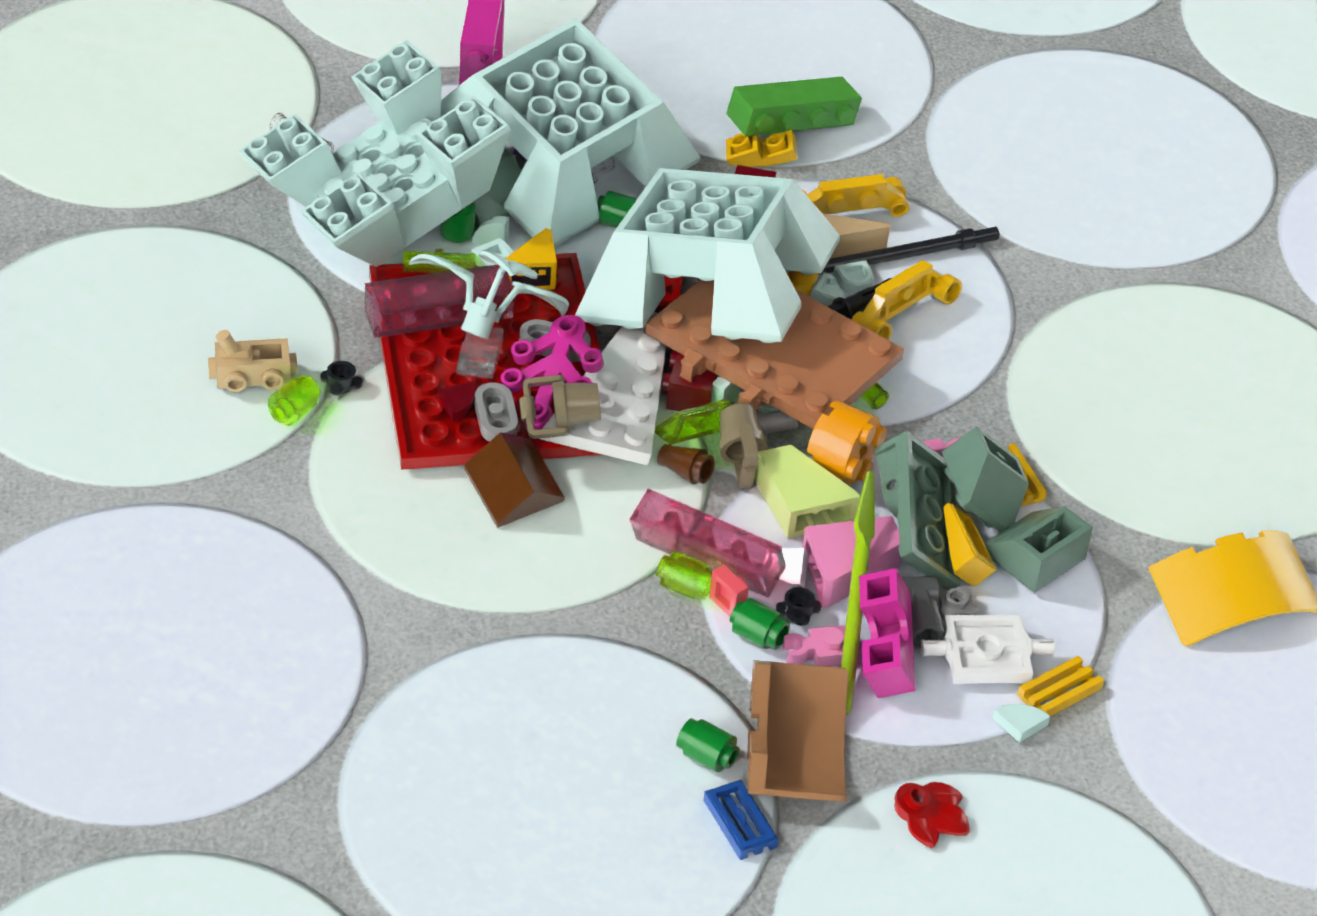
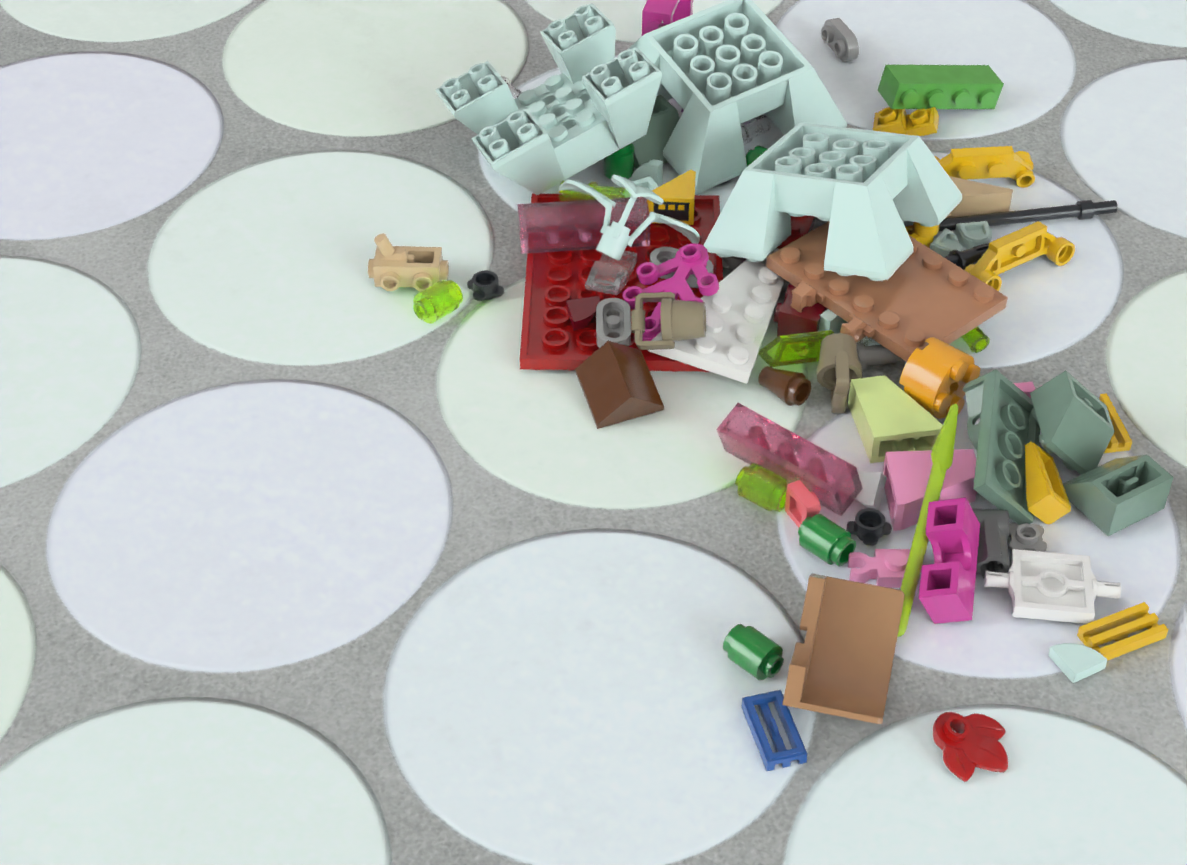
camera: 15 degrees right, 0 degrees up
(673, 52) = (840, 39): none -> light grey plate

